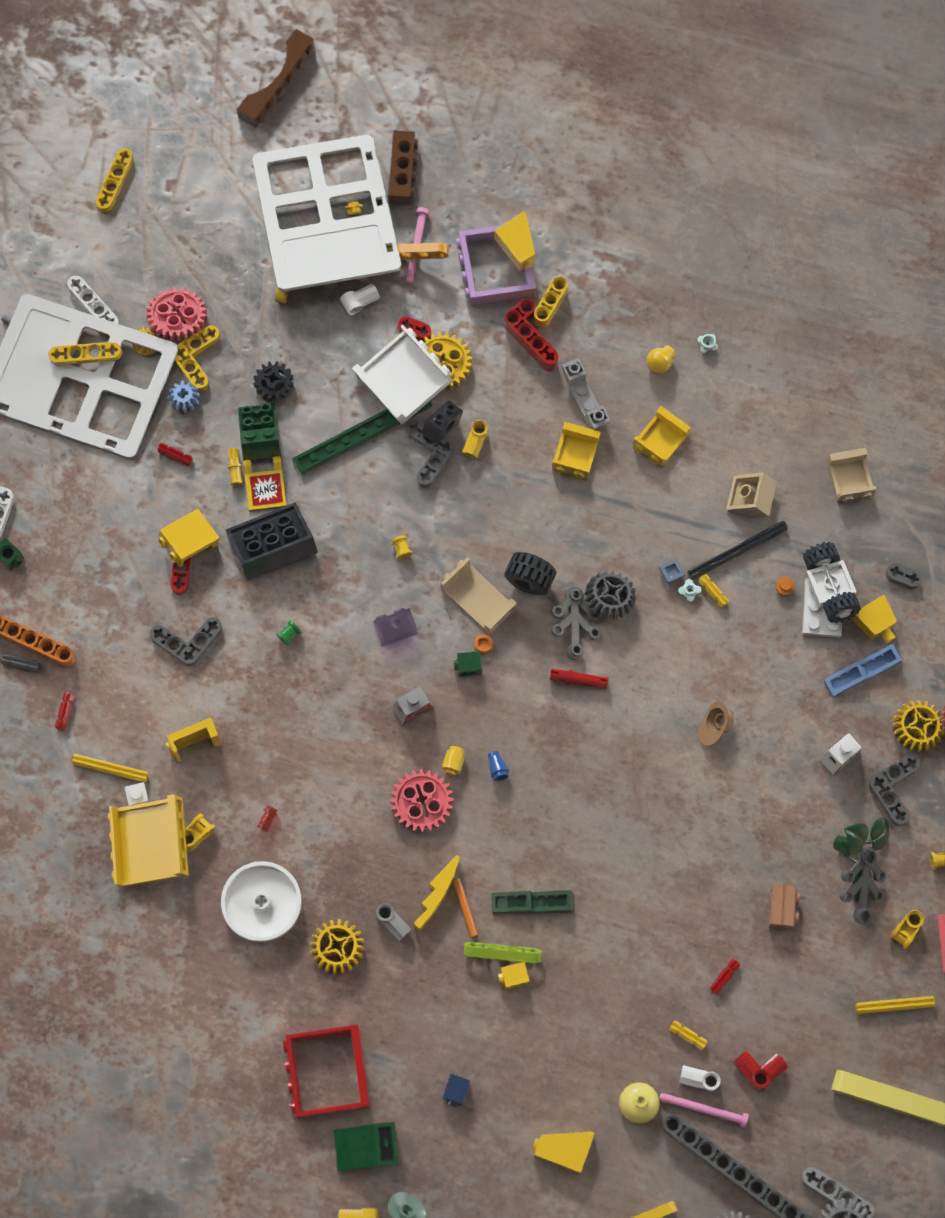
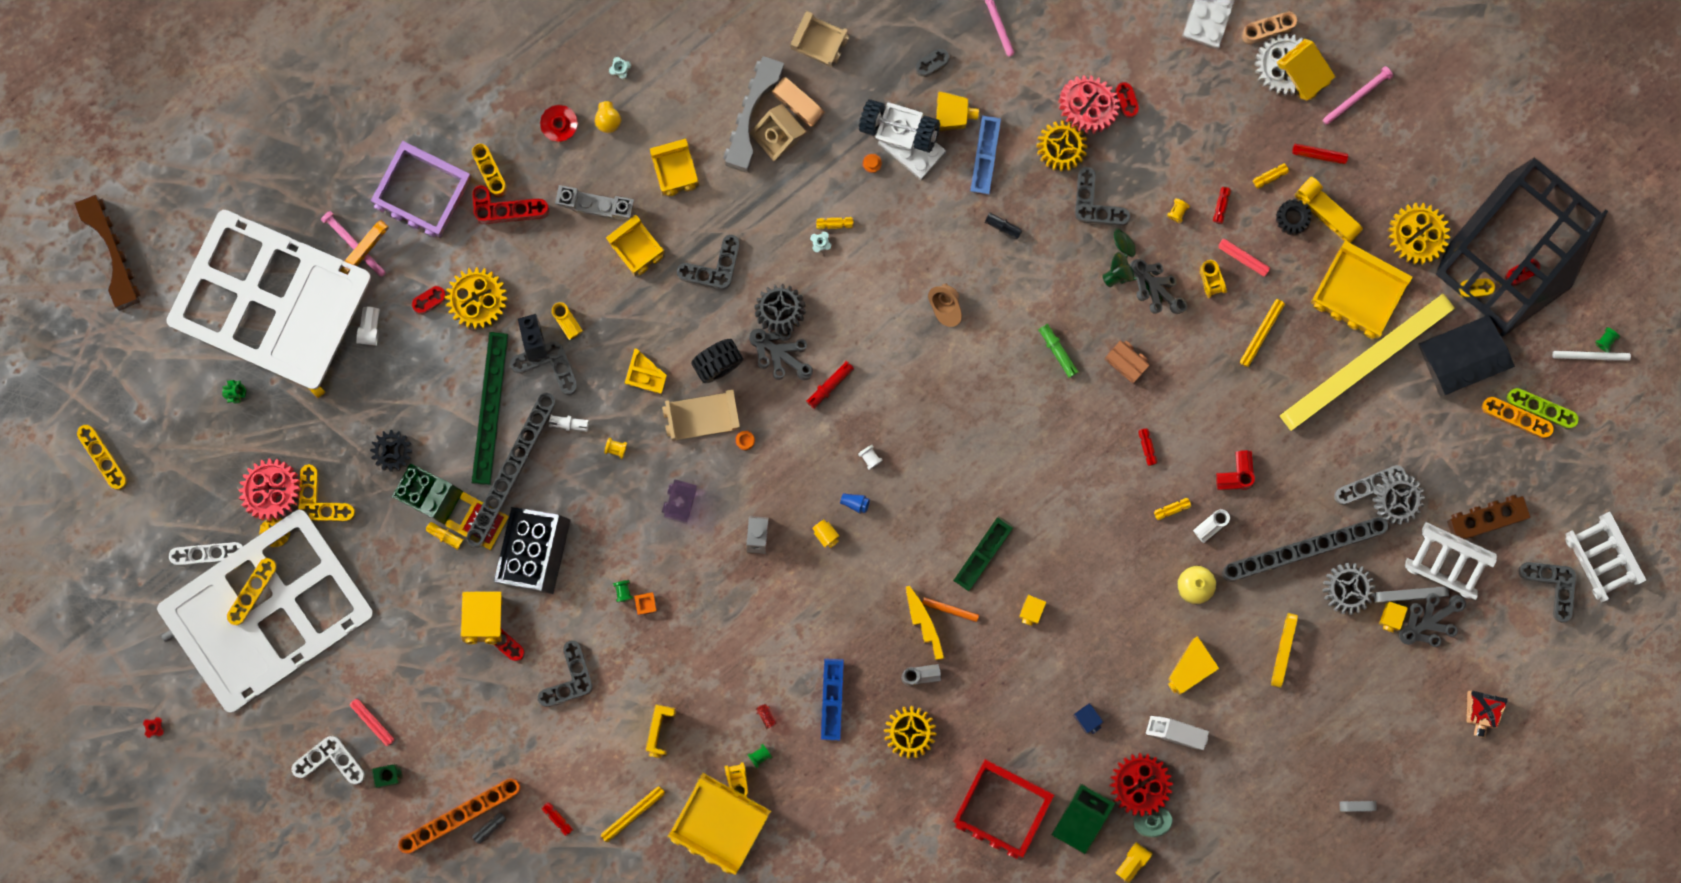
camera: 55 degrees left, 10 degrees up
(44, 515) = (372, 722): none -> coral axle
(136, 794) = (670, 807): white plate -> none
(175, 454) = (396, 577): red axle -> none
(190, 396) = (344, 538): light blue gear -> none
(230, 836) = (759, 756): none -> green bush
(231, 233) = (233, 391): none -> green gear
(261, 901) = (832, 767): white dish -> none
(291, 658) = (645, 603): none -> orange plate
(316, 485) = (511, 460): none -> dark grey beam
(324, 859) = (832, 699): none -> blue slope
(354, 208) = (281, 272): yellow plate -> none
(394, 498) = (569, 423): none -> white pin
(402, 193) = (247, 189): reddish brown brick -> none
(404, 375) = (467, 339): white panel -> none
(404, 805) = (846, 566): coral gear -> none
(439, 1159) = (1131, 770): none -> red gear
(468, 664) = (754, 464): dark green brick -> none
(478, 529) = (644, 374): none -> yellow wing
(499, 1177) = (1177, 732): none -> white slope
(502, 952) = (1007, 605): lime beam -> none
(517, 241) = (418, 159): yellow slope -> none
(543, 752) = (870, 457): none -> white bush
(606, 529) = (720, 269): none -> dark grey beam
(630, 320) = (557, 114): none -> red dish
(671, 571) = (794, 244): sand blue plate -> none
(705, 1109) = (1237, 537): bright pink bar -> none
(737, 550) = (814, 178): black axle -> none
(751, 835) = (1058, 351): none -> bright green pin
(788, 457) = (766, 78): none -> light grey arch
(788, 494) = (798, 101): none -> light nougat beam
(816, 725) = (1003, 225): none -> black axle
(842, 752) = (1041, 224): white torso -> none

